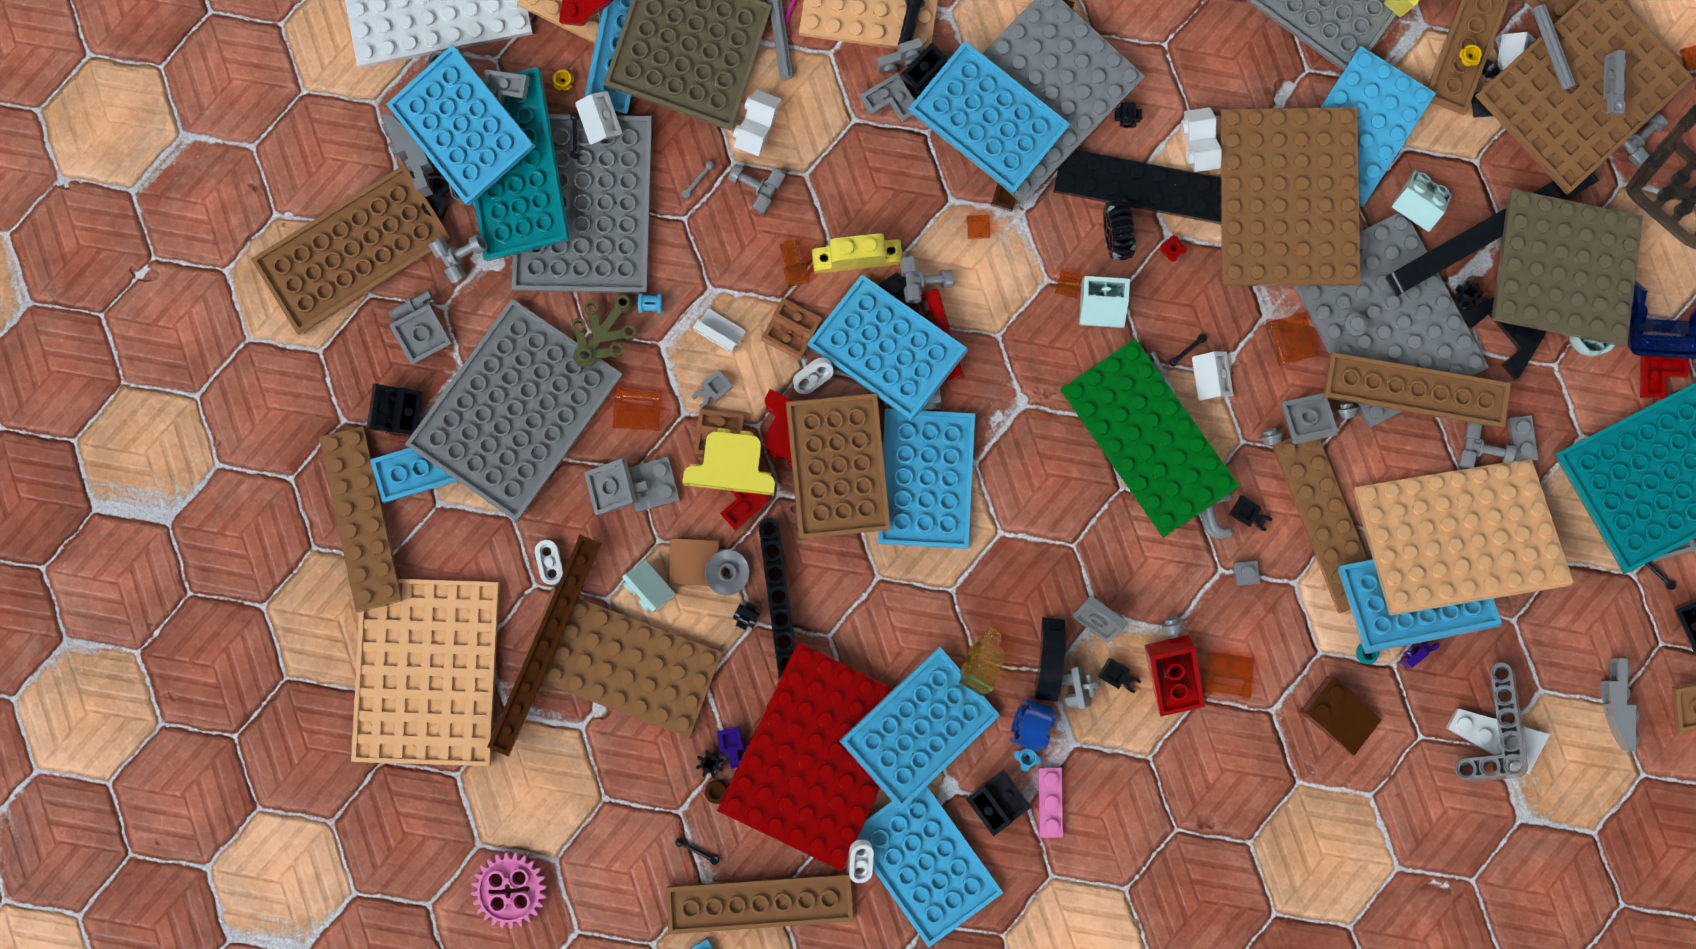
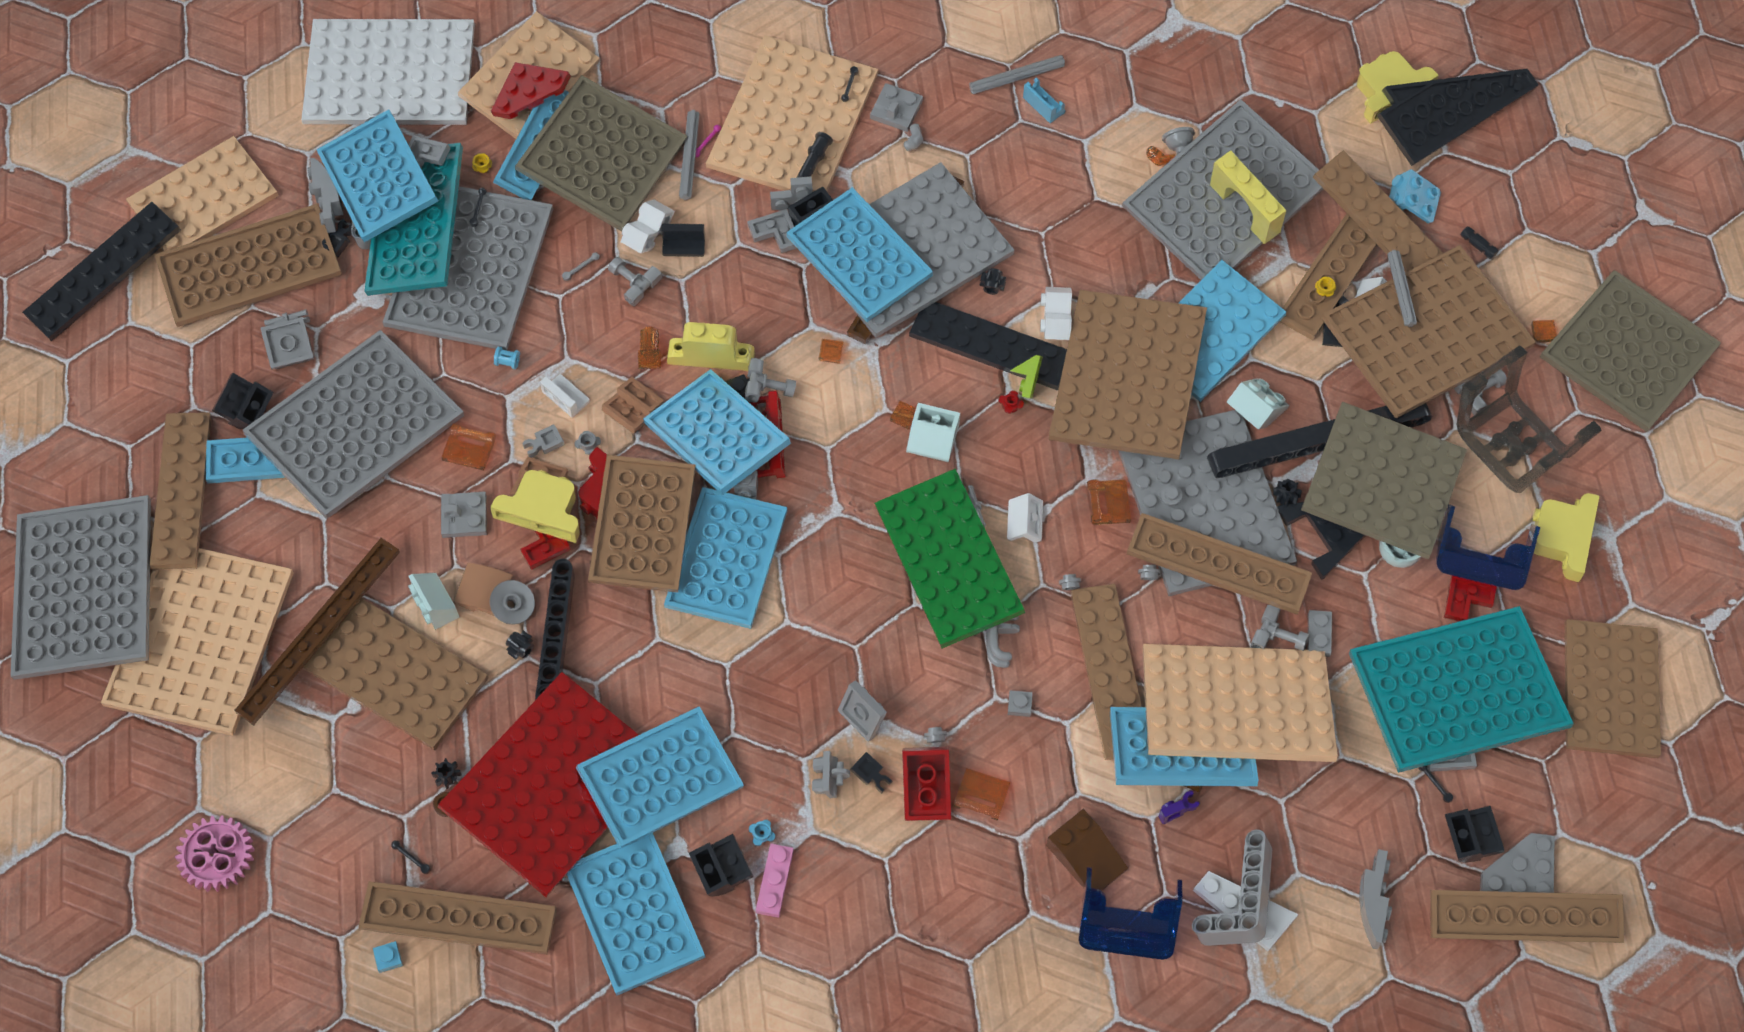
camera: 15 degrees right, 20 degrees down
(201, 288) = (101, 271): none -> black plate
(279, 178) = (208, 193): none -> light nougat plate
(293, 645) = (81, 587): none -> light grey plate
(453, 257) = (336, 284): light grey bar -> none
(548, 563) = (344, 564): white plate -> none
(598, 117) = (503, 193): white panel -> none
(601, 333) = (454, 373): olive plant -> none
(610, 487) = (423, 505): light grey hinge -> none
(731, 742) = (470, 756): dark purple plate -> none
(753, 374) = (583, 438): none -> light grey plate
(797, 130) = (683, 240): none -> black panel
(814, 375) = (642, 444): white plate -> none
(860, 859) = (568, 889): white plate -> none
(983, 663) = (738, 731): clear yellow hinge -> none
(1032, 725) = (772, 796): blue brick -> none
(1051, 659) = (804, 742): black arch -> none
(1119, 229) = (960, 371): black gear -> none
(1187, 213) = (1031, 369): none -> lime slope
(1200, 339) = (1021, 486): black hinge -> none
(1248, 512) = (1032, 645): black plate -> none
(1309, 418) = (1109, 571): light grey hinge -> none
(1366, 660) = (1129, 794): teal plate -> none
(1397, 781) = (1129, 930): none -> clear blue windscreen
(1614, 82) = (1454, 327): light grey hinge -> none

